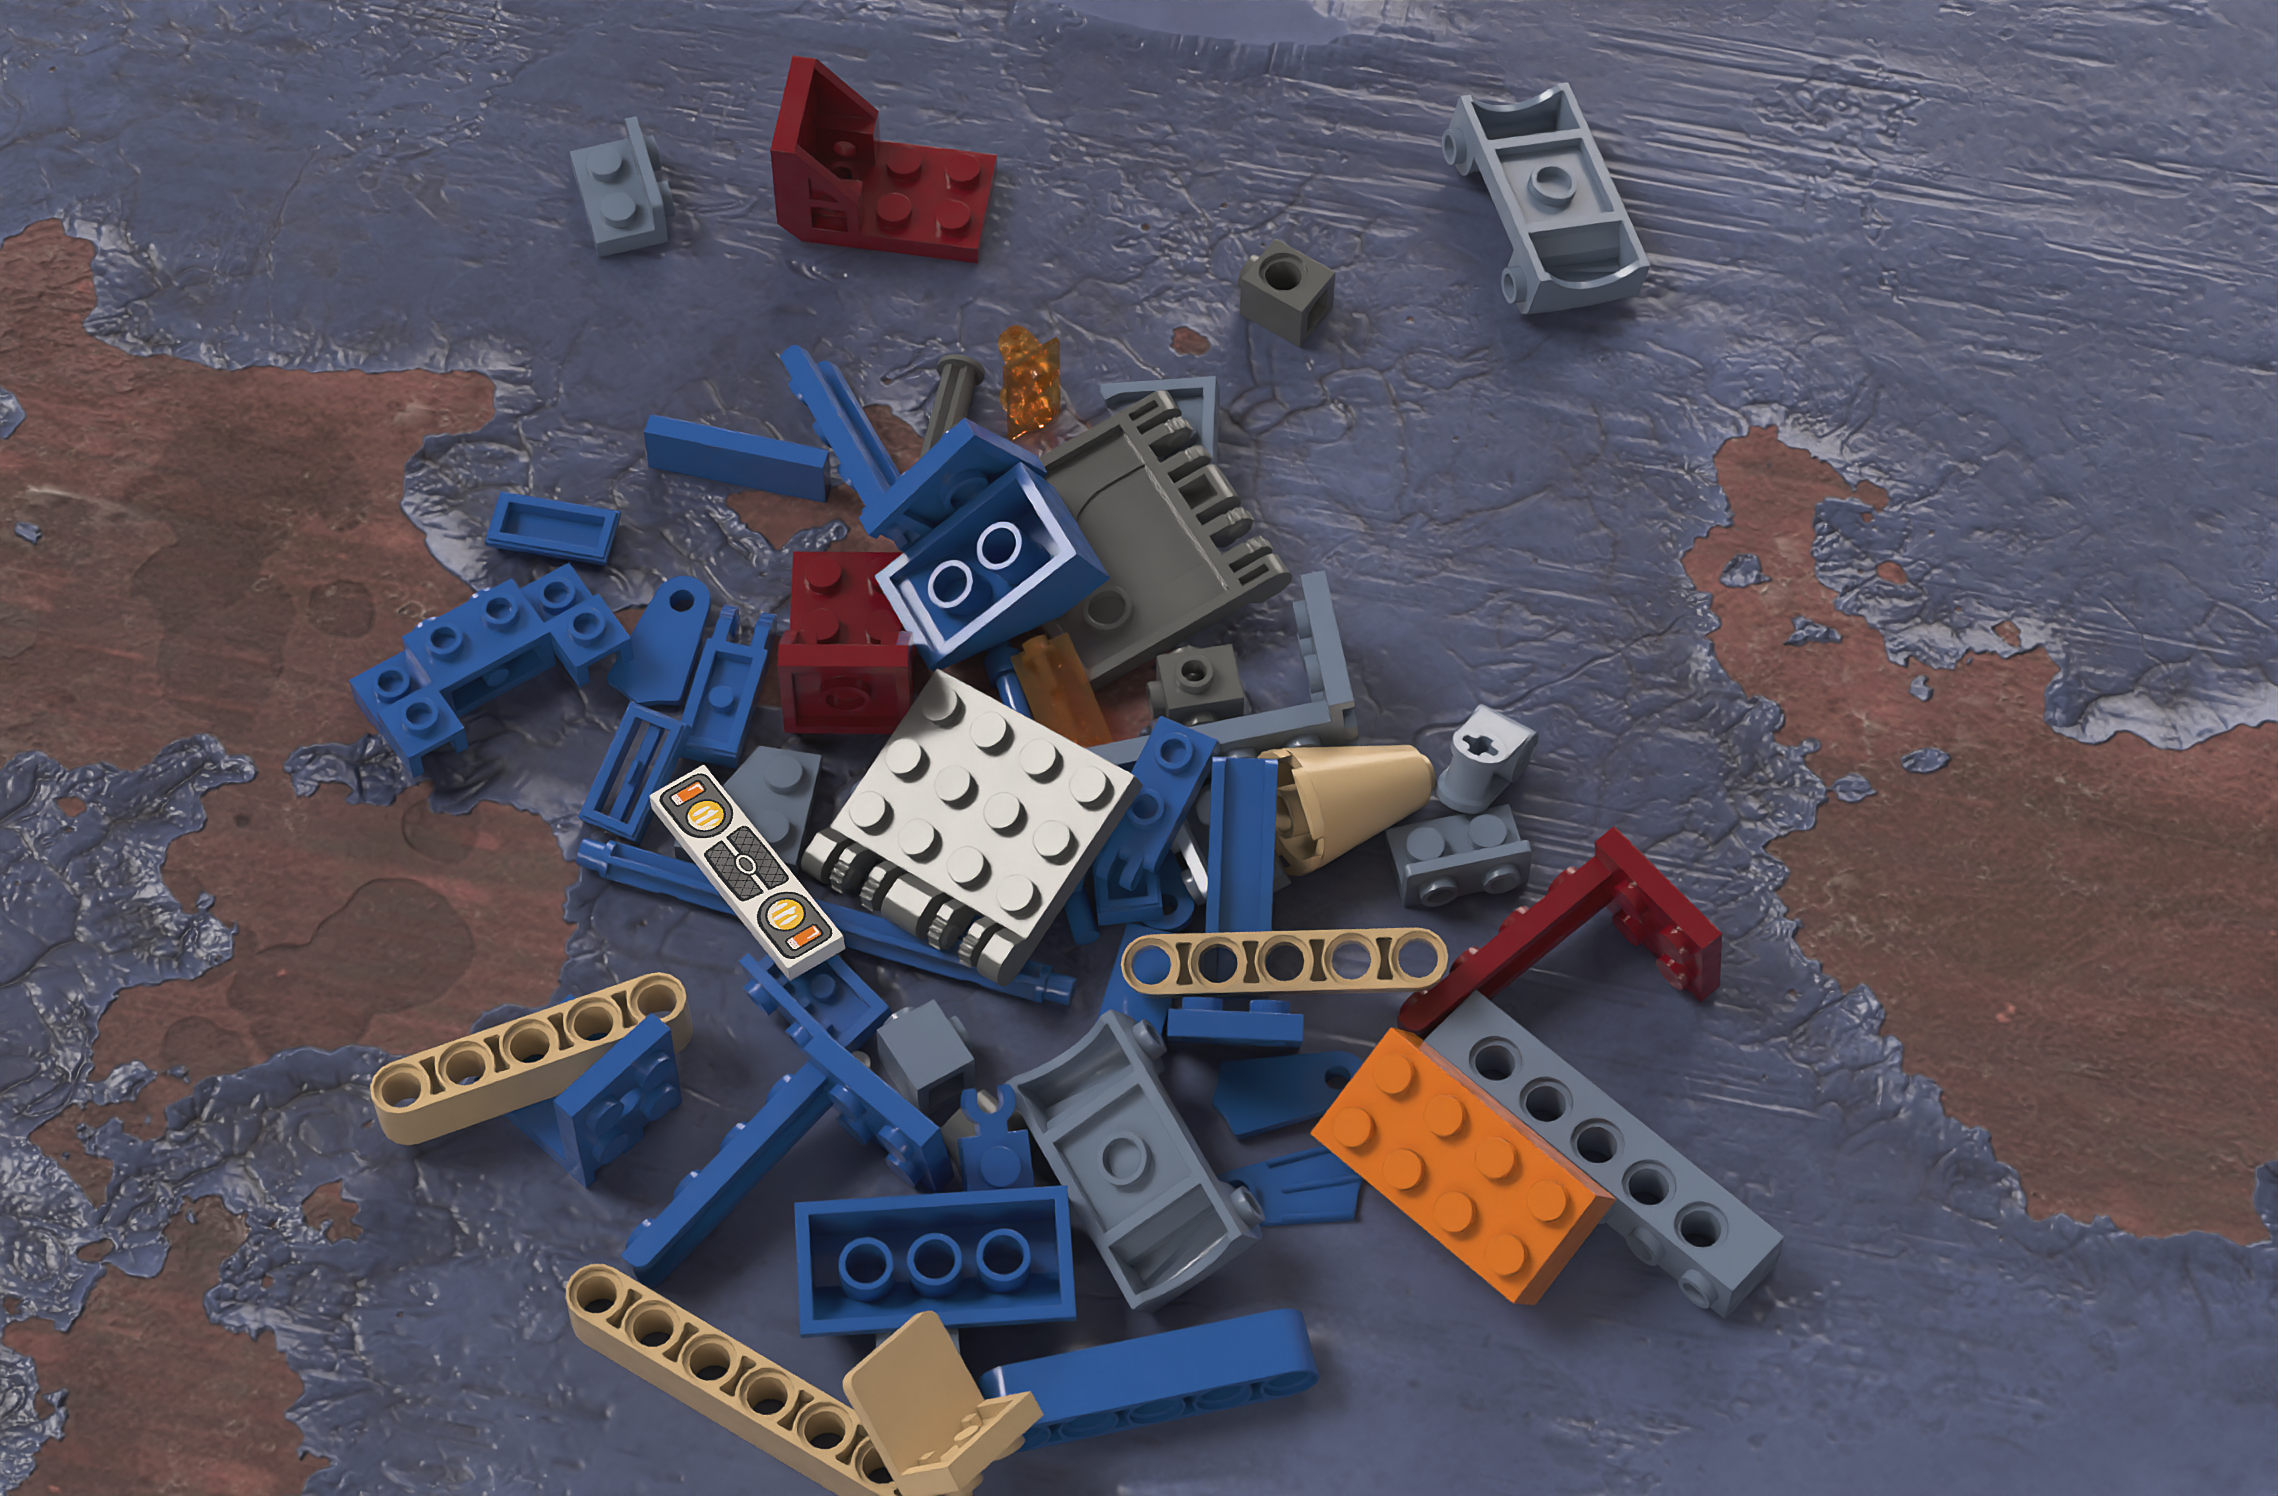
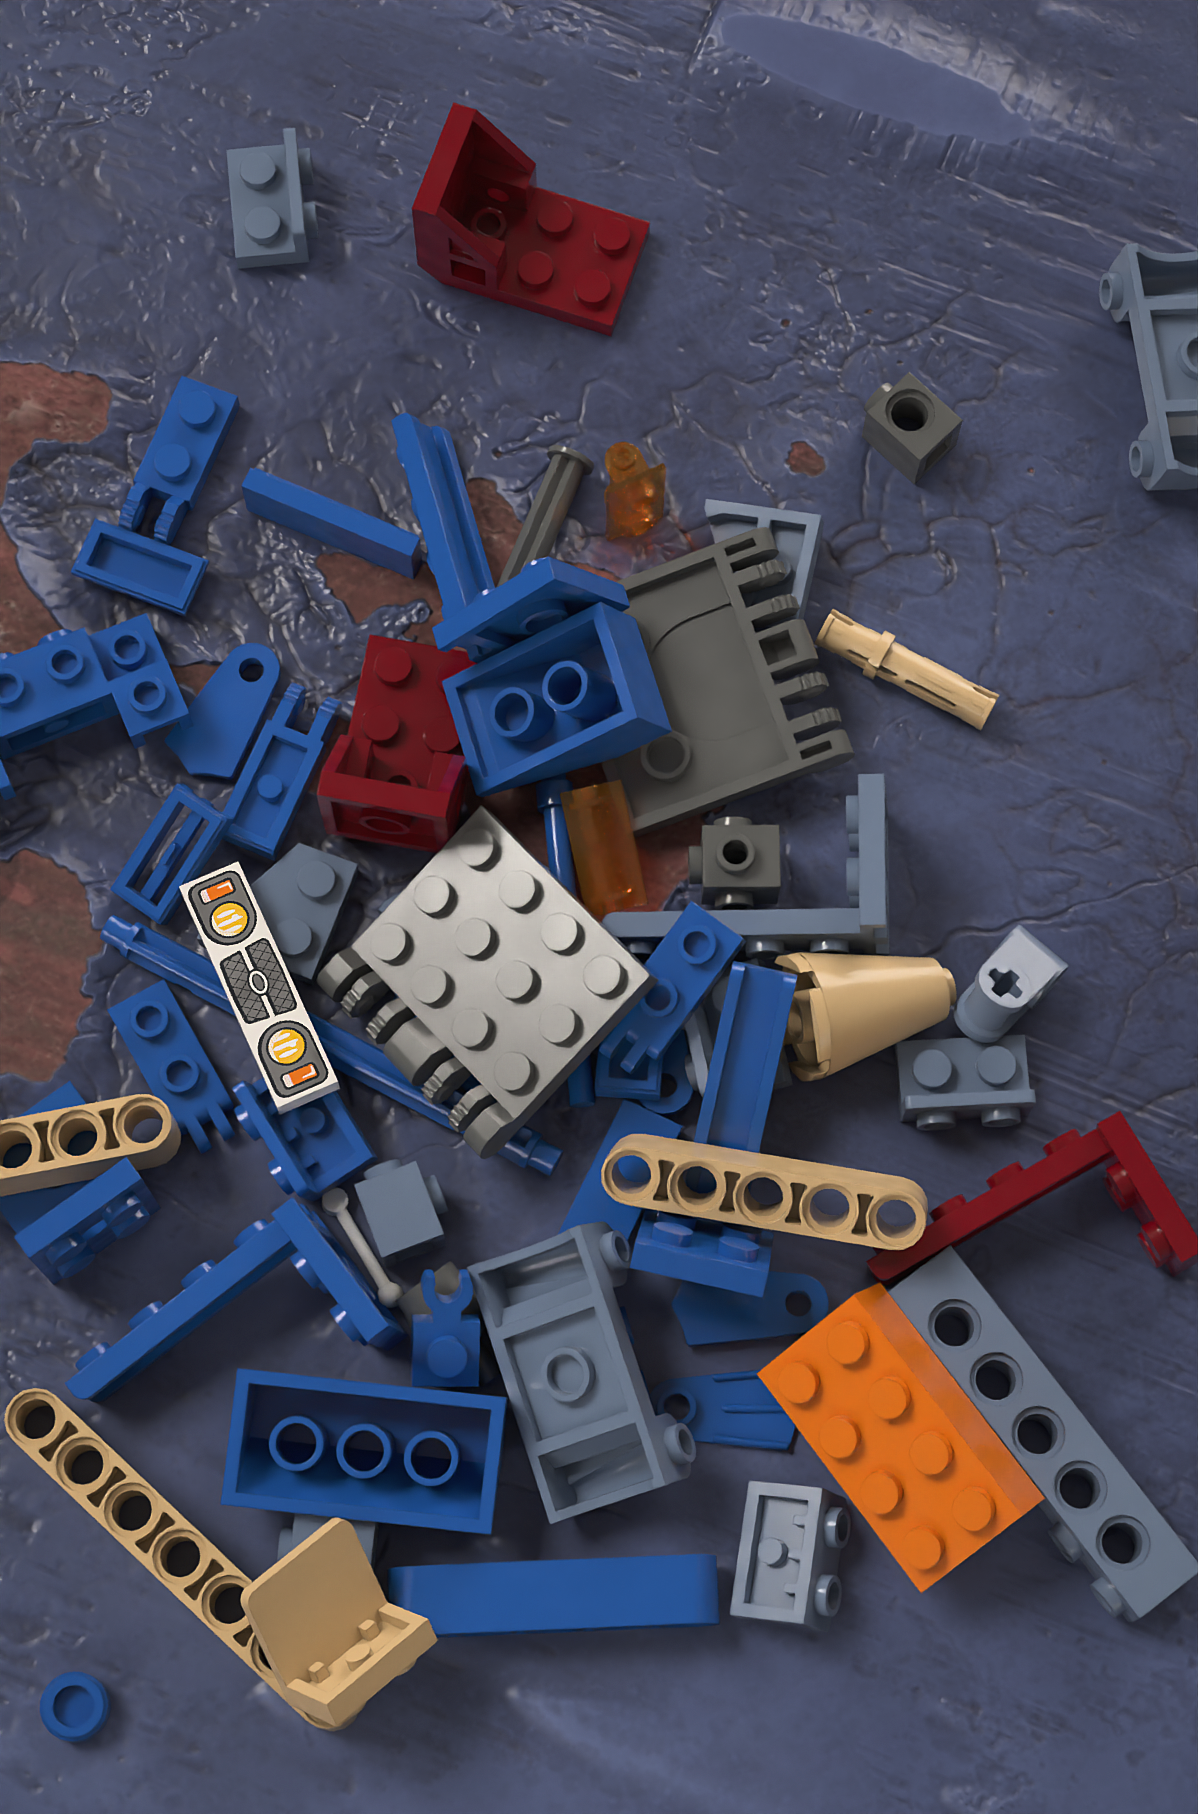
camera: 10 degrees right, 15 degrees up
(574, 424) = (180, 456): none -> blue hinge
(653, 941) = (173, 1062): none -> blue hinge
(1326, 503) = (897, 664): none -> tan pin
(1377, 1303) = (790, 1555): none -> sand blue bracket

